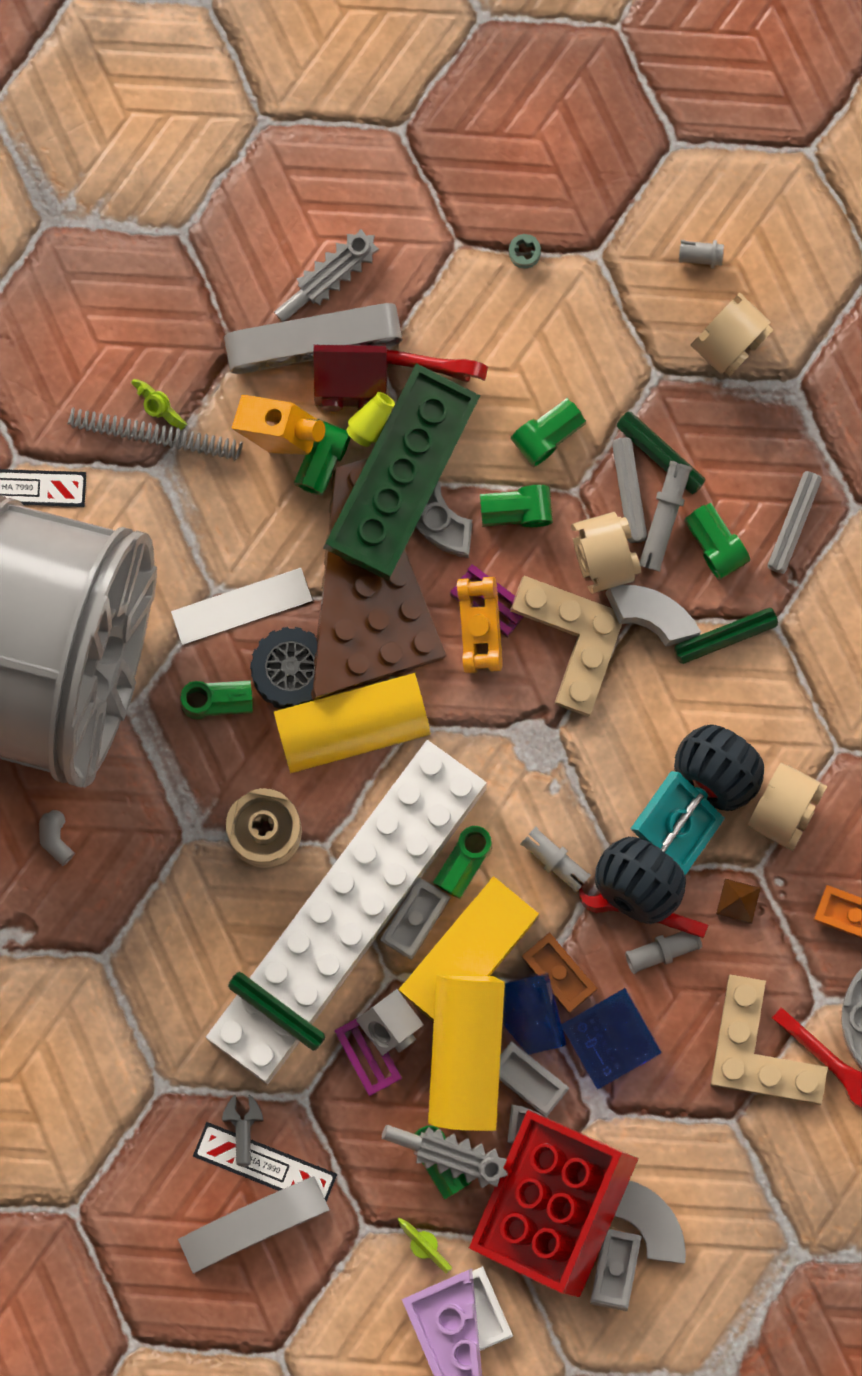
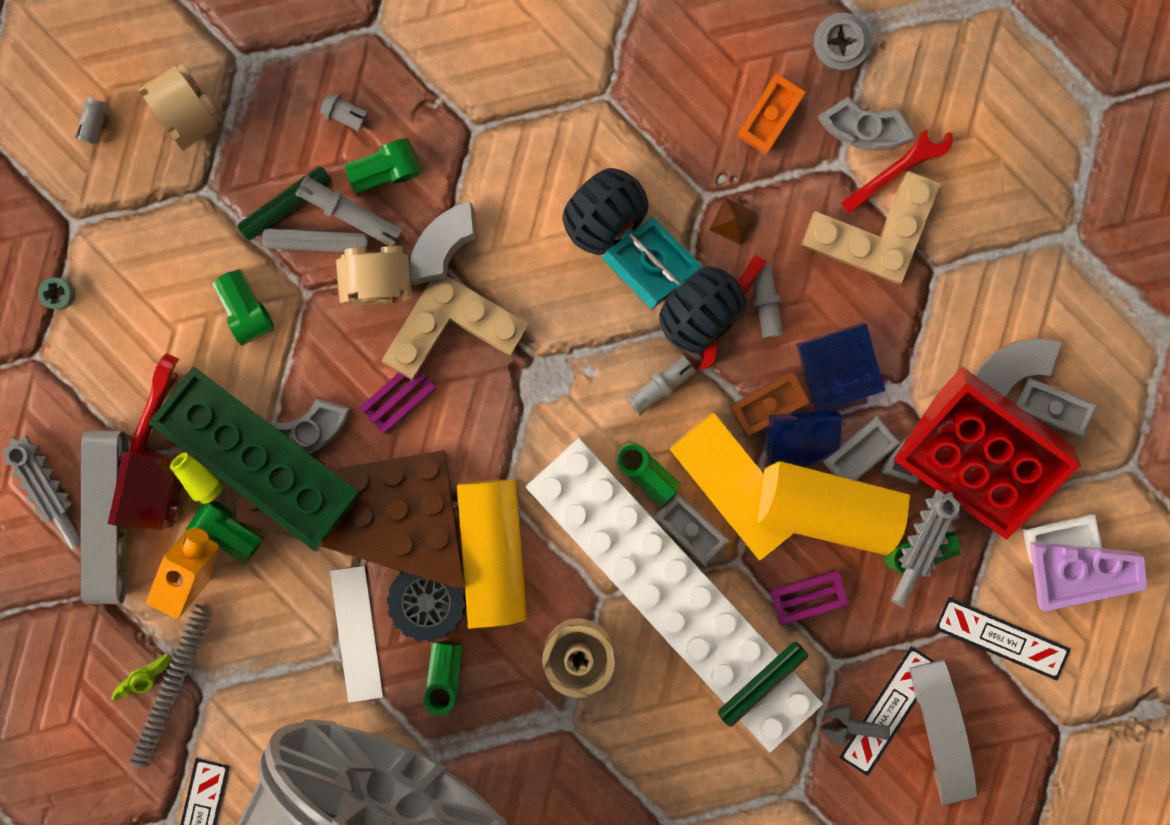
camera: 75 degrees left, 10 degrees up
(363, 1269) = (1002, 638): none -> sticker
(390, 1023) = (787, 573): light grey brick -> none
(424, 1245) = (995, 579): lime piece -> none
(480, 624) = (420, 412): light orange plate -> none
(527, 507) = (313, 343): green piece -> none
(726, 635) = (477, 178): dark green axle -> none
(763, 492) = (343, 112): none -> light grey pin
(786, 806) = (657, 154): tan brick -> none
(794, 522) = (378, 88): light grey axle -> none

